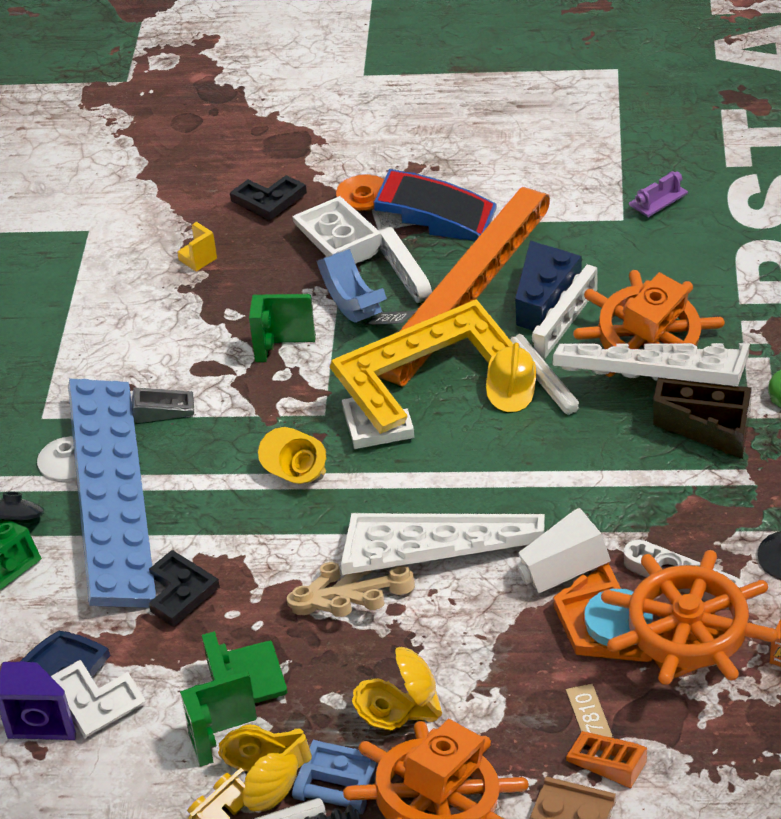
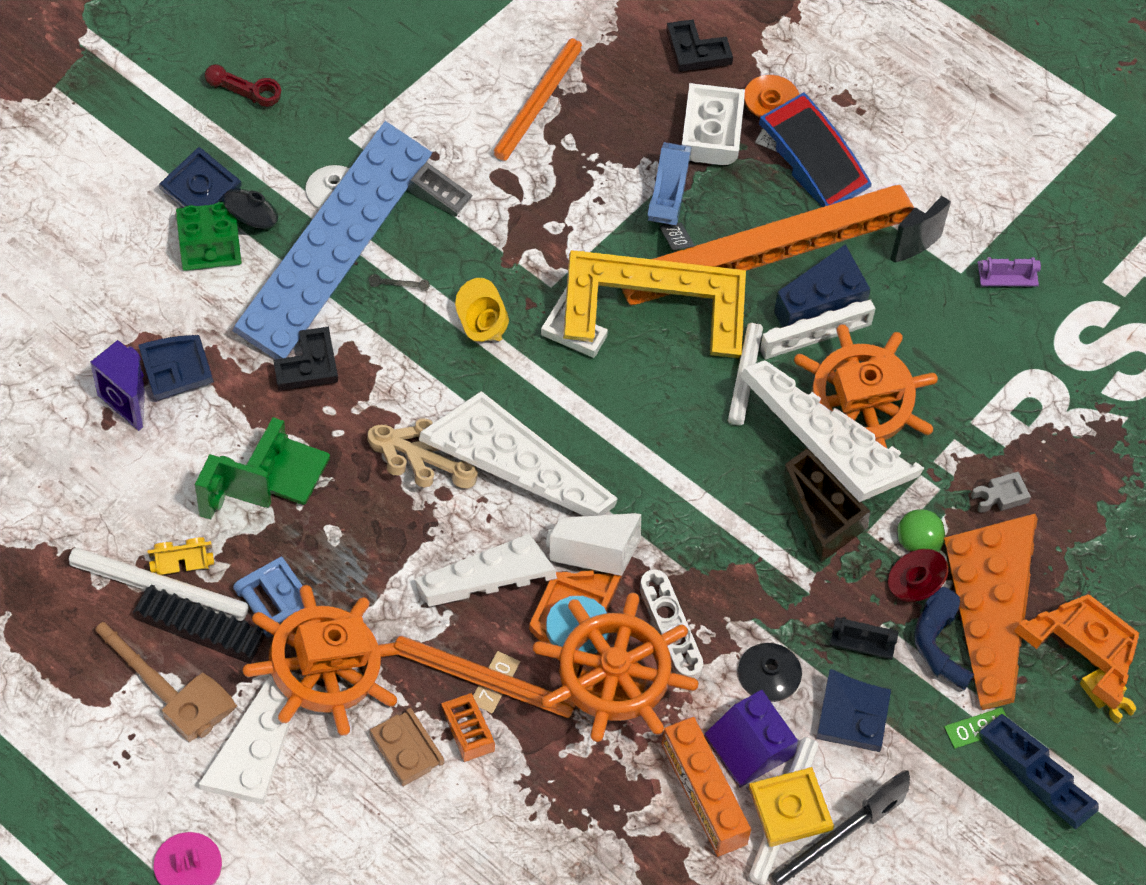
camera: 30 degrees right, 15 degrees up
(96, 707) = (163, 414): white plate -> none
(173, 498) = (375, 281): none -> clear smoke hinge
(177, 300) = (537, 99): none -> orange axle
(200, 250) = (594, 64): yellow panel -> none
(268, 759) = (224, 566): yellow animal -> none
(280, 320) = (579, 173): green bracket -> none
(388, 707) = (374, 567): yellow animal -> none
(405, 265) = (736, 191): white beam -> none
(497, 633) = (484, 572): none -> white wing
(511, 379) = (712, 361): yellow piece -> none
(572, 202) = (920, 230): none -> black slope
(578, 712) = (480, 675): none -> orange axle

